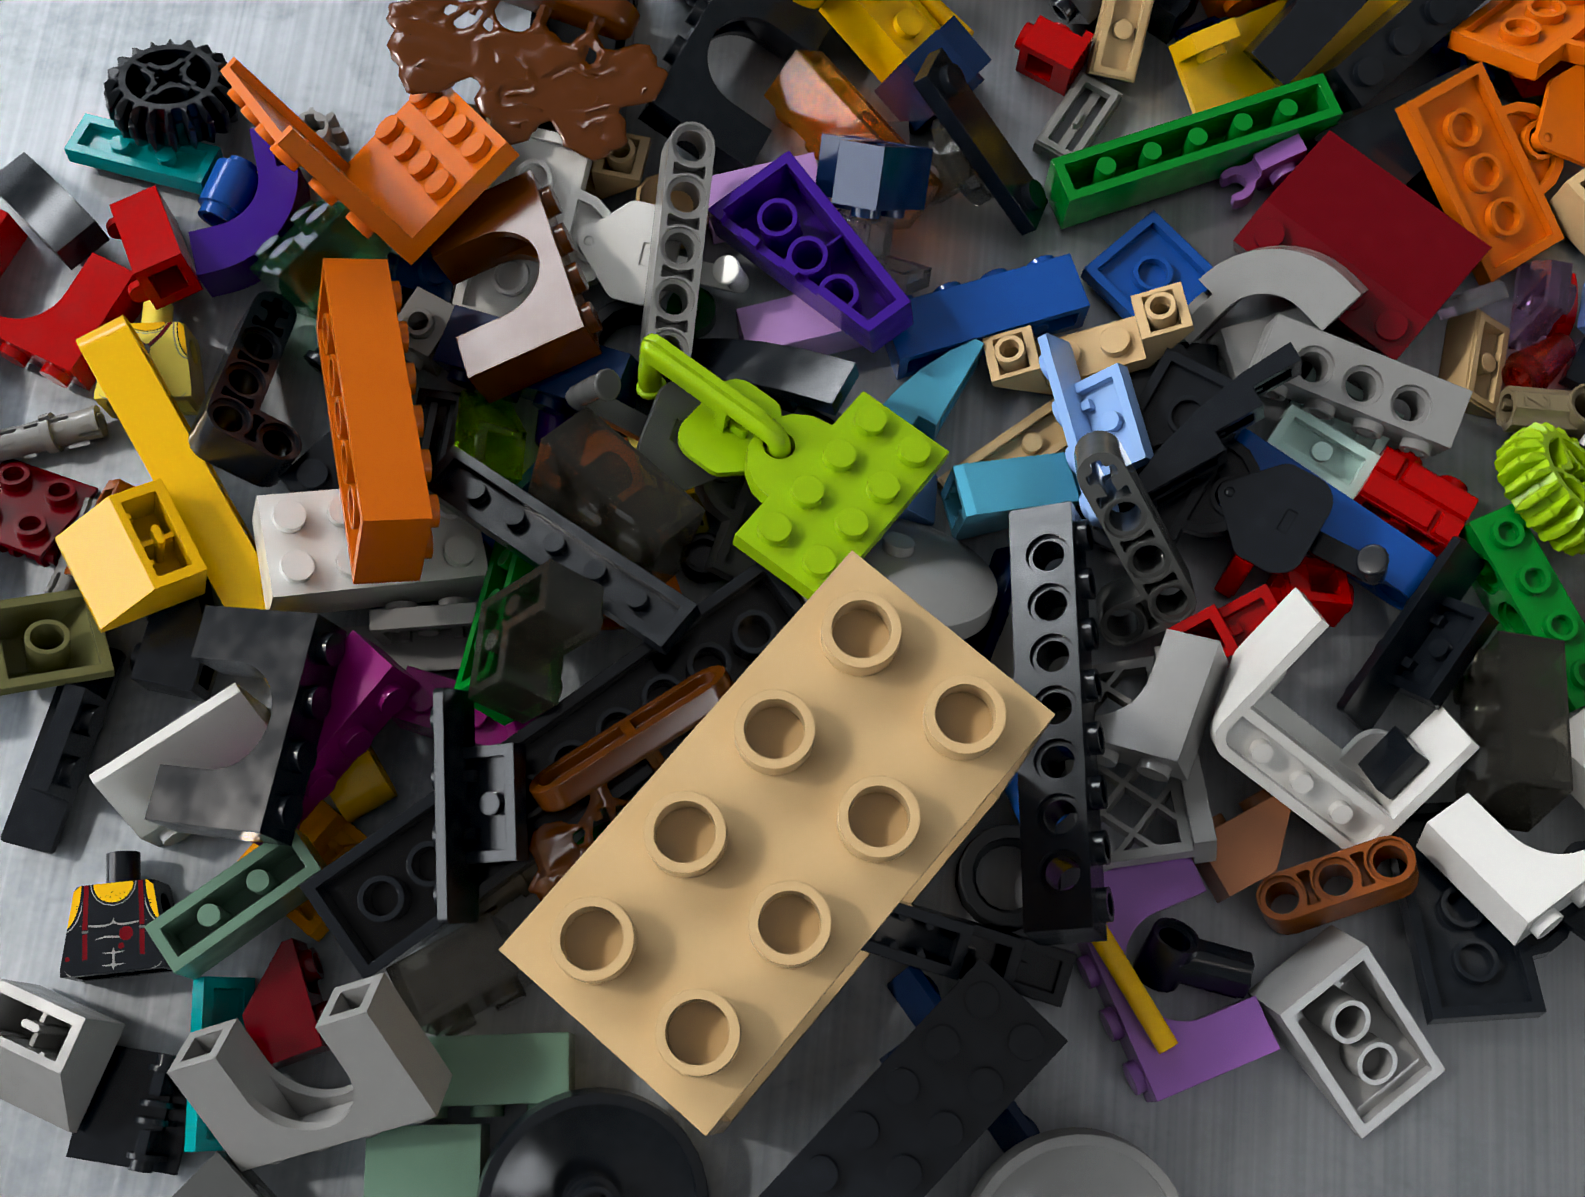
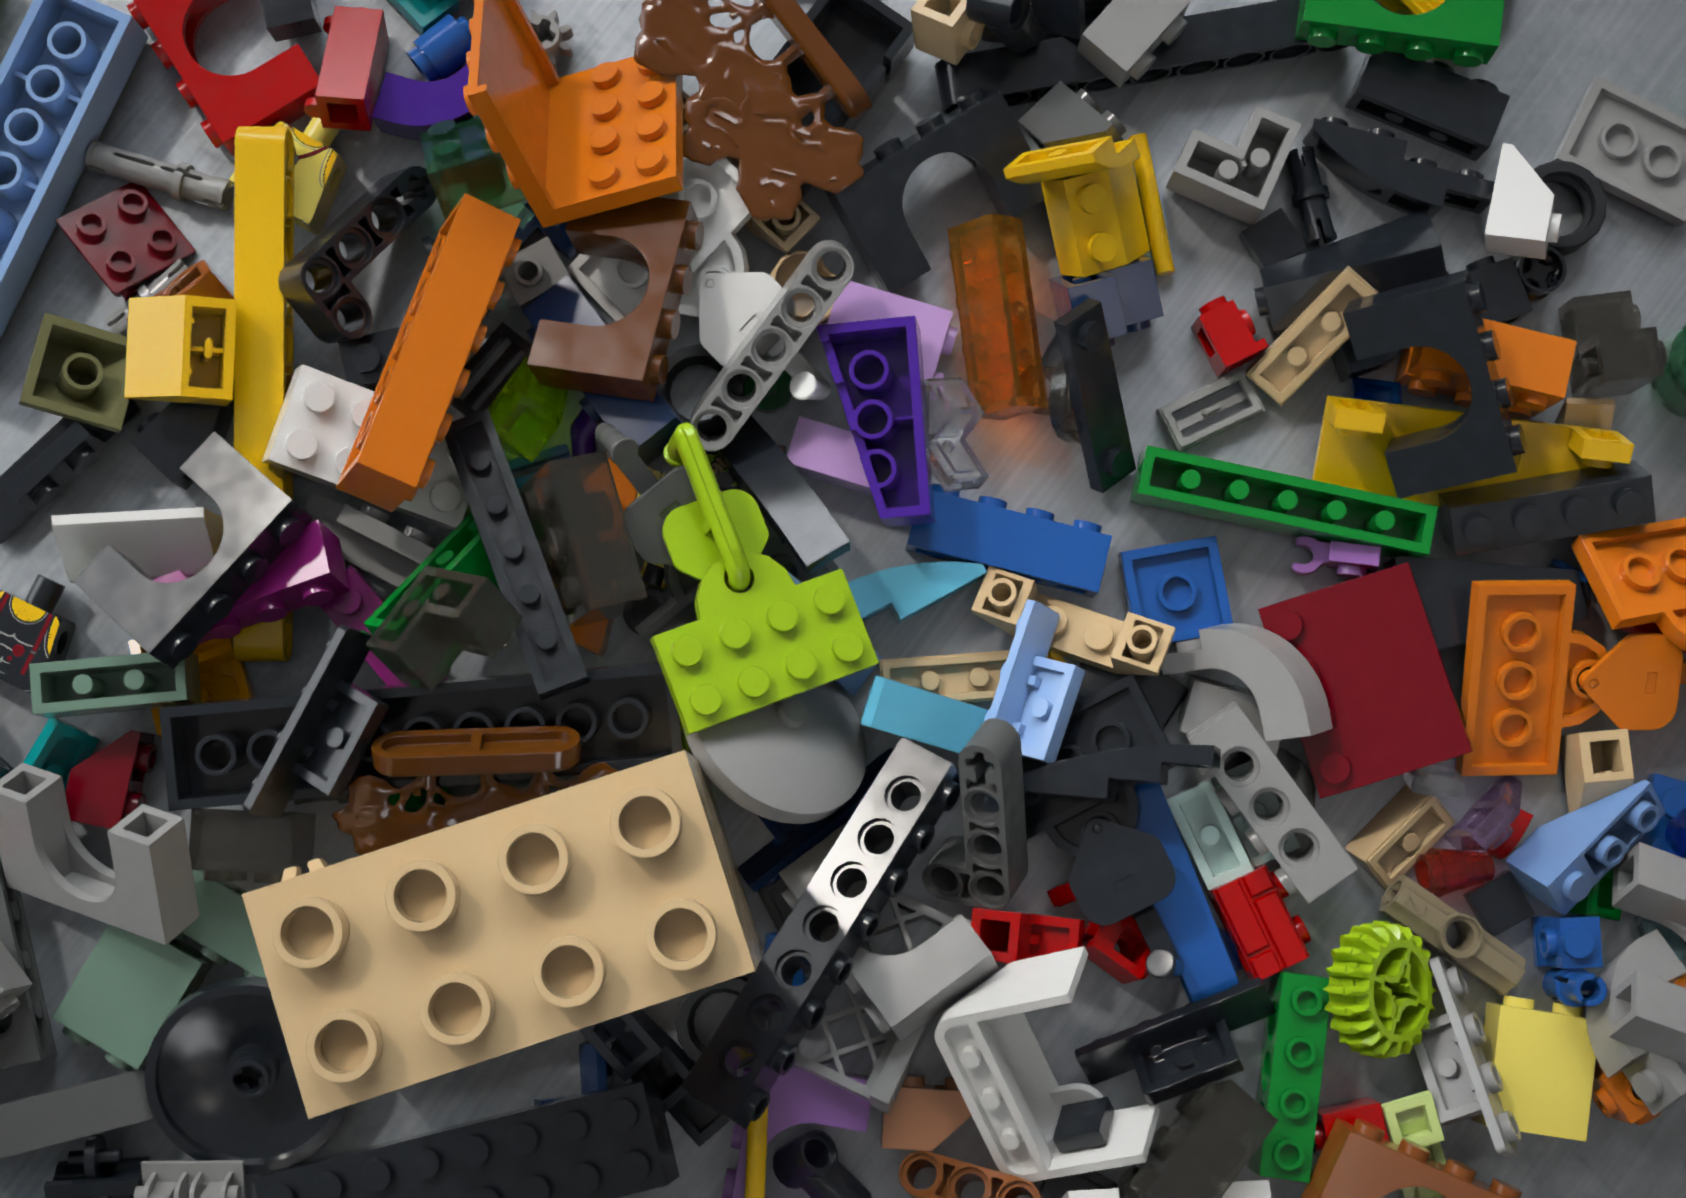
camera: 25 degrees right, 10 degrees up
(873, 175) = (978, 373): dark blue brick -> none

